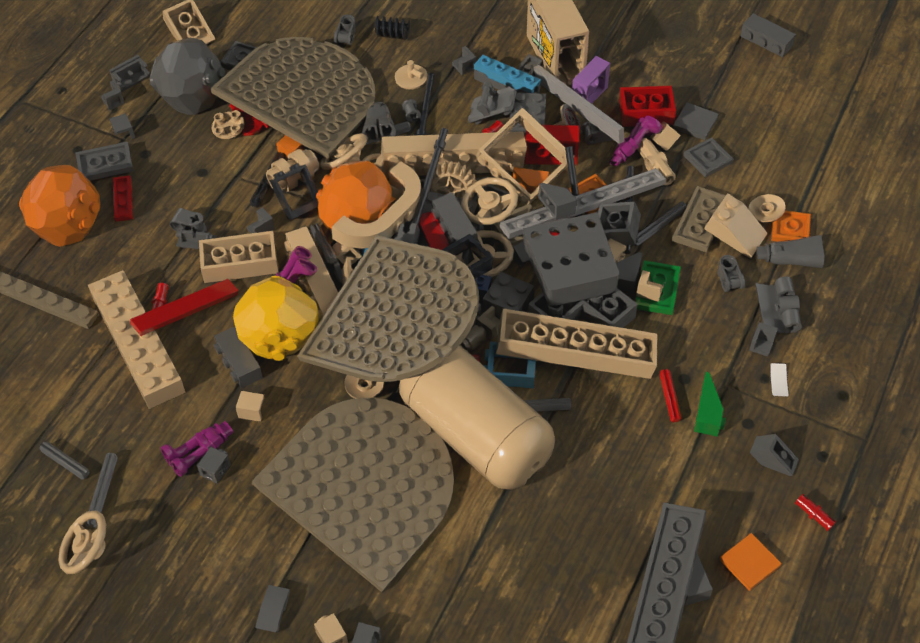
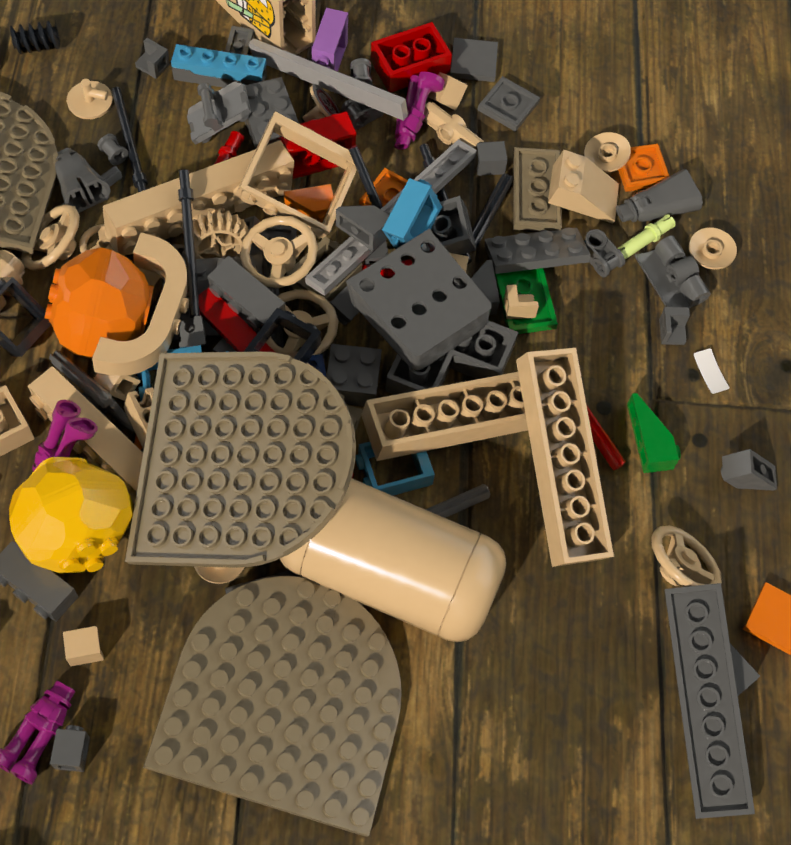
camera: 30 degrees left, 10 degrees up
(589, 195) = (412, 213): none -> dark azure window
(605, 104) = (361, 70): none -> dark grey piece
(630, 393) = (564, 457): none -> tan brick
(675, 188) = (491, 158): none -> dark grey panel
(681, 258) = (537, 250): none -> dark grey plate
(691, 494) = (681, 564): none -> tan piece
(769, 274) = (650, 234): none -> yellowish green pin
(820, 290) = (716, 241): none -> tan dish

